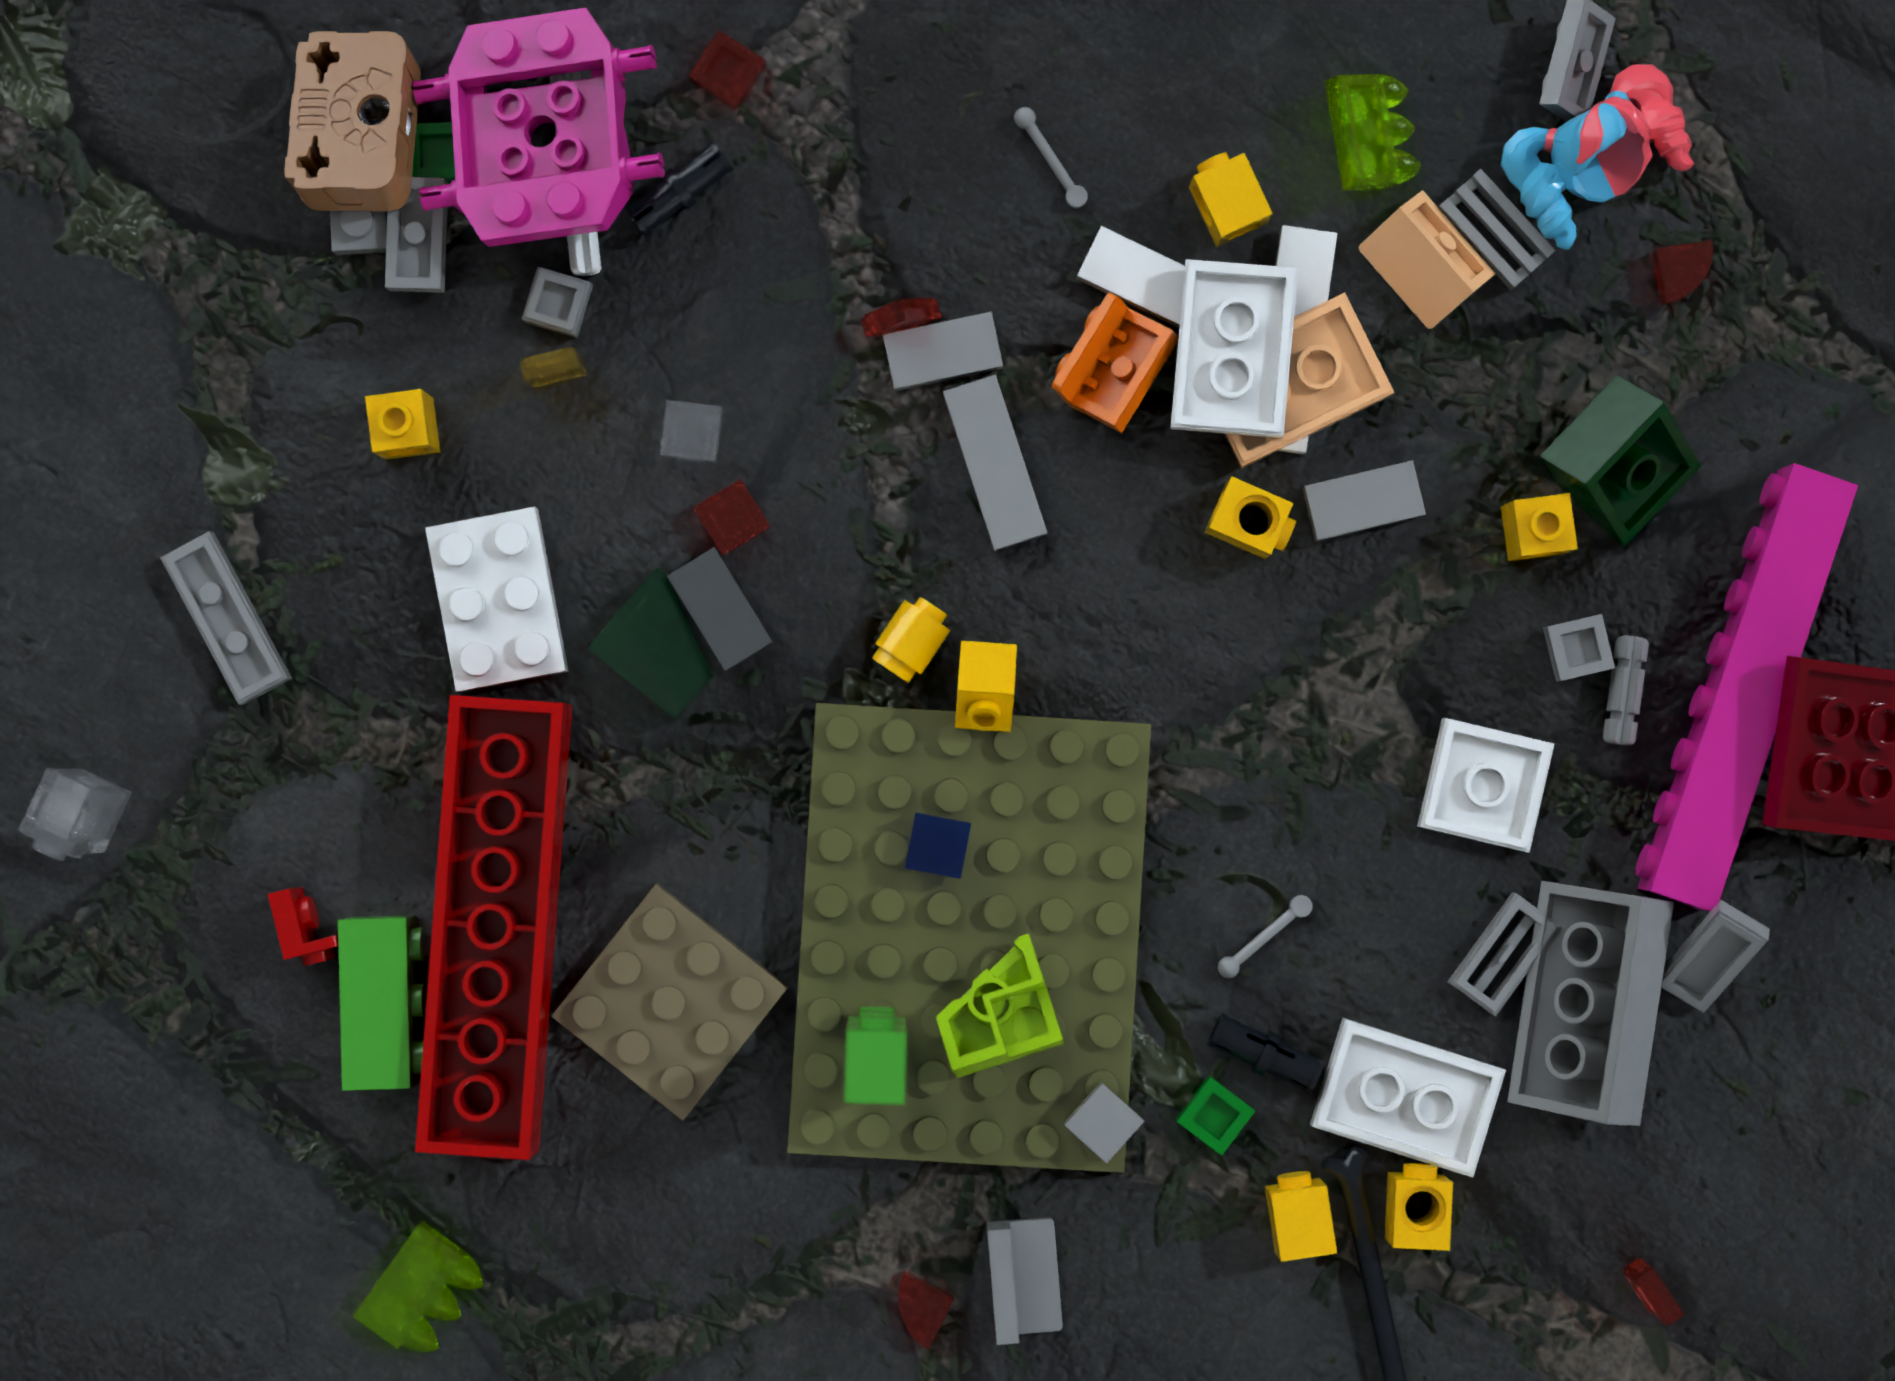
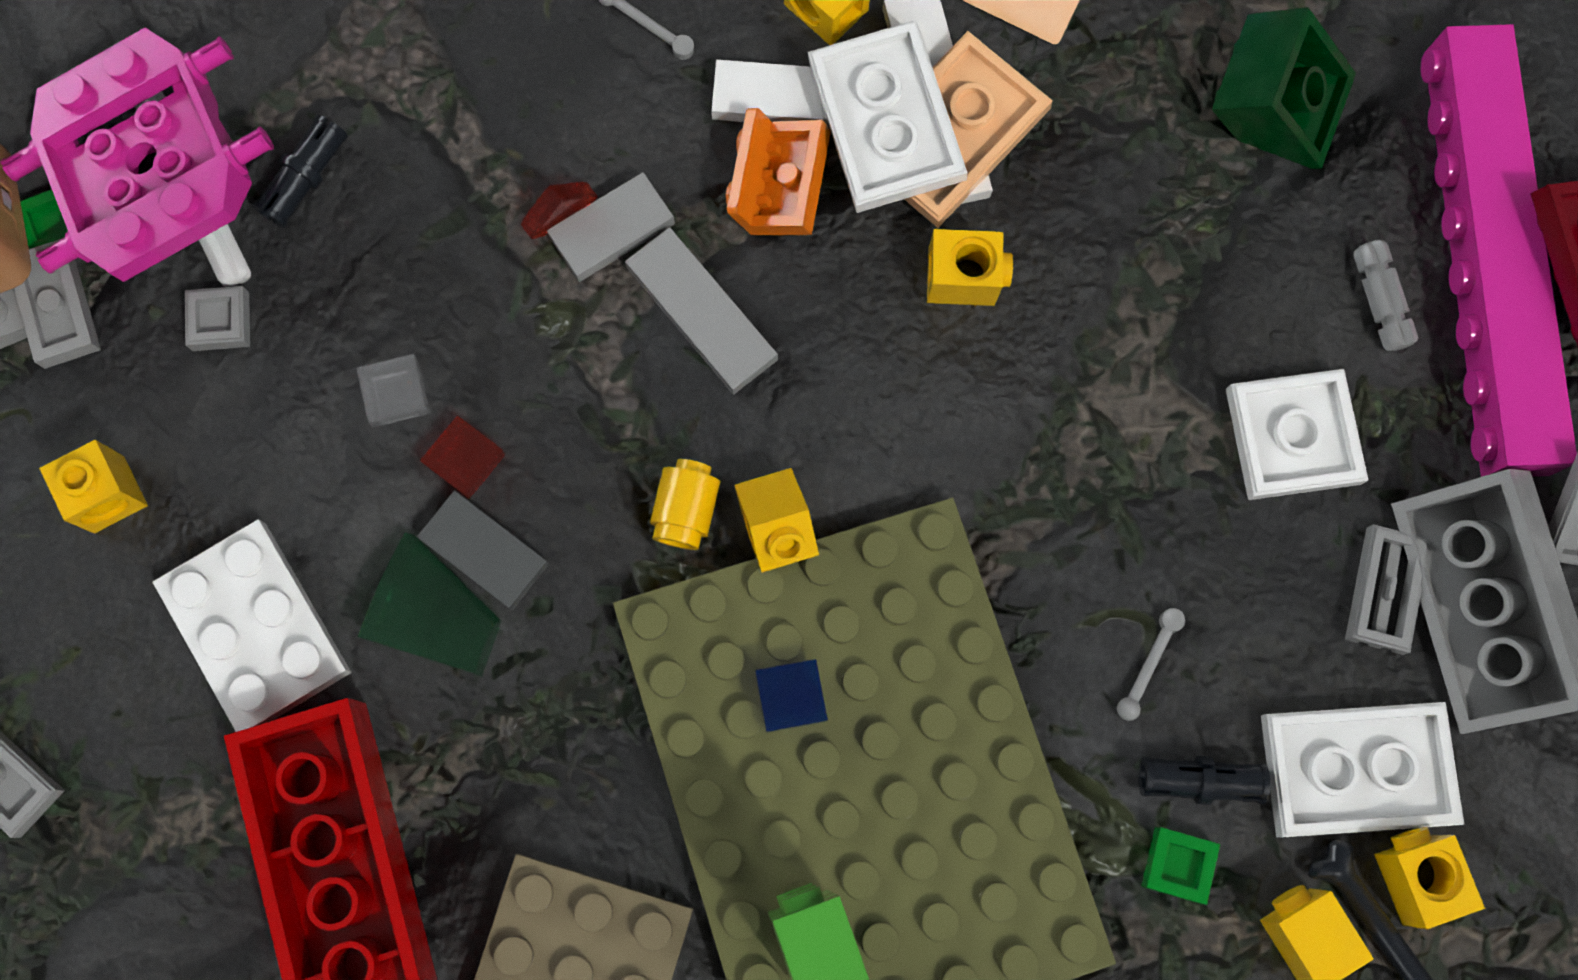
camera: 30 degrees left, 10 degrees down
(552, 367) = (230, 377): clear yellow tile -> none
(727, 70) = (310, 51): clear red tile -> none
(1001, 1015) = (925, 846): lime slope -> none
(1103, 1122) = (1076, 917): light grey tile -> none
(1364, 500) = (1064, 216): light grey tile -> none
(1539, 527) = (1239, 173): yellow brick -> none
(1578, 647) = (1325, 271): light grey plate -> none

